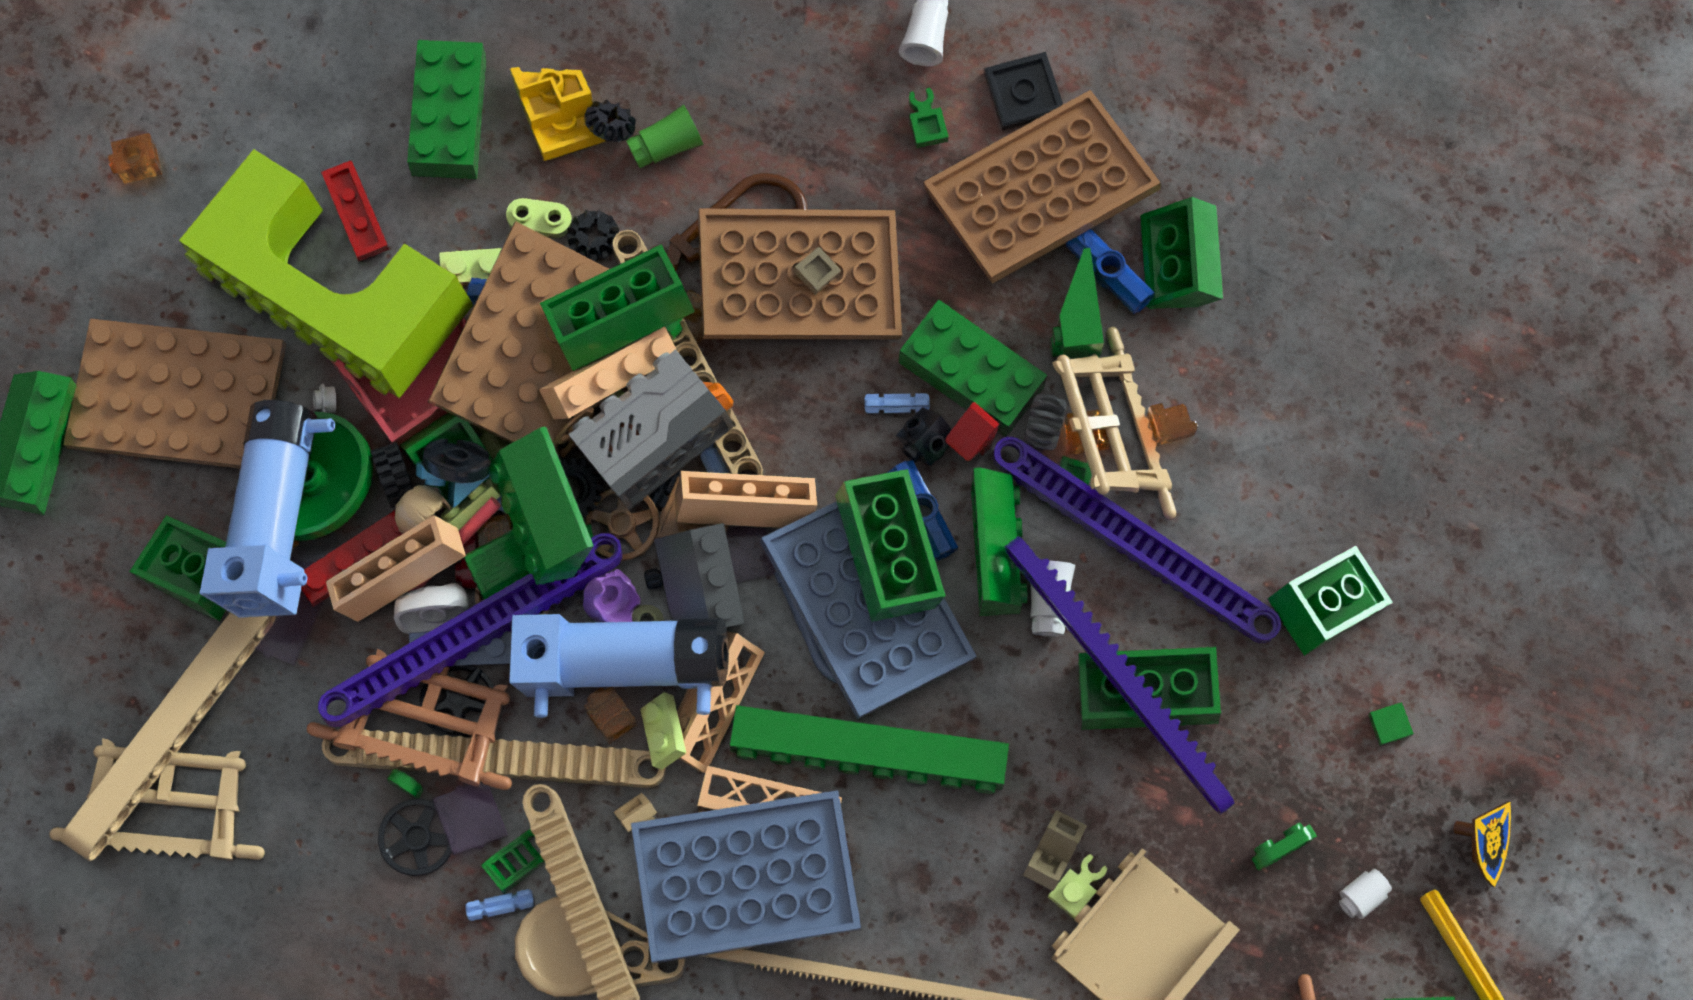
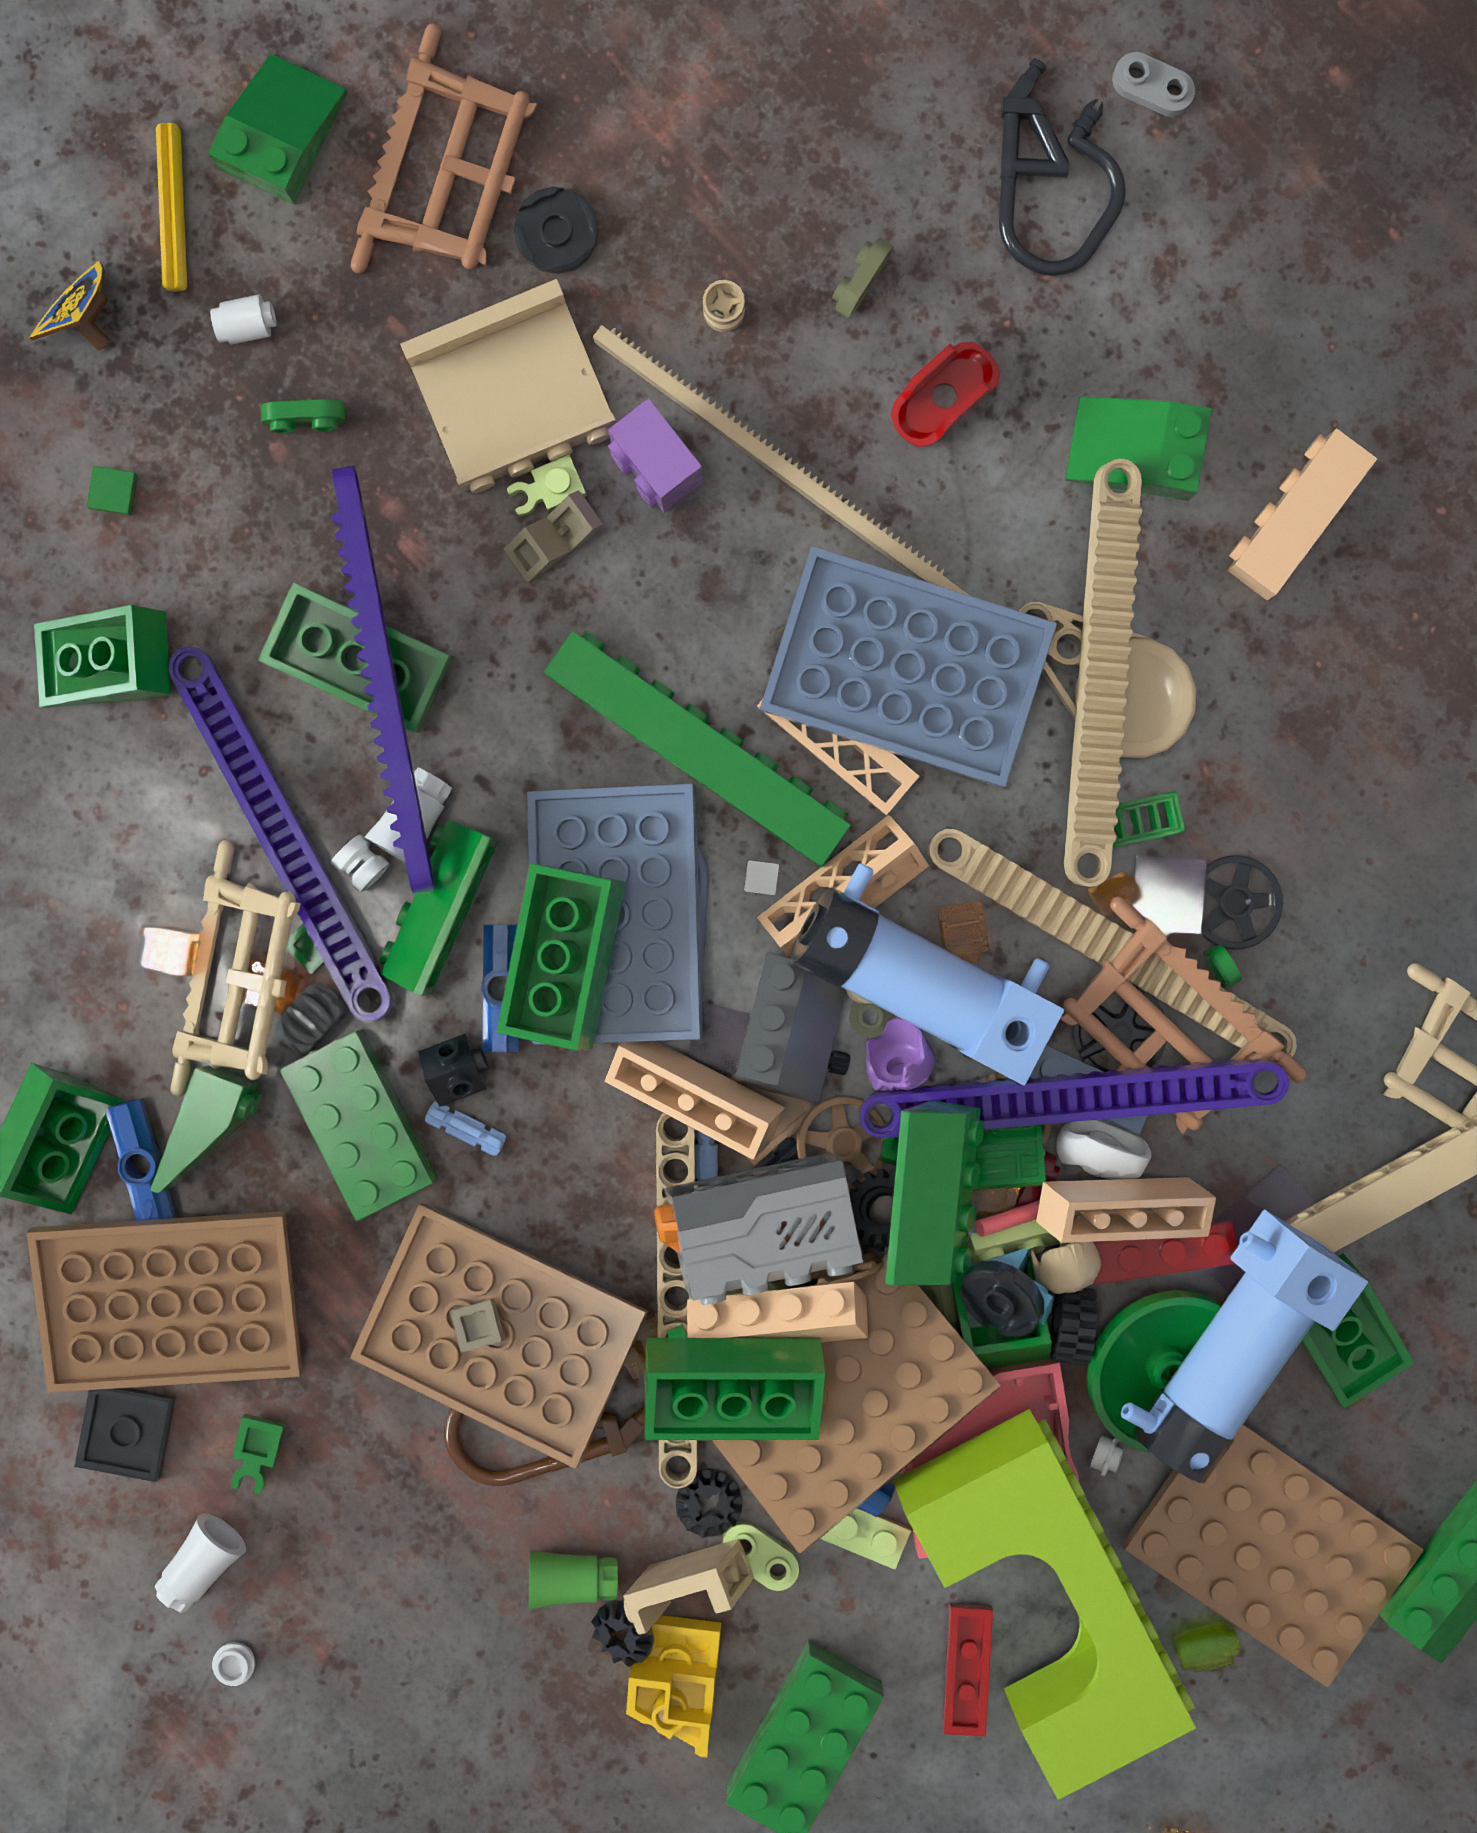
camera: 150 degrees left, 15 degrees up
(190, 304) = (1207, 1647): none -> clear neon green brick
(499, 904) = (1182, 781): light blue axle -> none
(509, 800) = (1118, 885): none -> clear orange tile
(566, 187) = (718, 1569): none -> tan panel
(634, 811) = (987, 806): tan tile -> none
(663, 731) = (914, 880): yellowish green plate -> none
(775, 683) = (761, 877): none -> white sticker
(973, 433) = (400, 1043): red slope -> none
(1010, 940) = (655, 455): none -> medium lavender brick
(1076, 550) = (360, 863): none -> white wheel

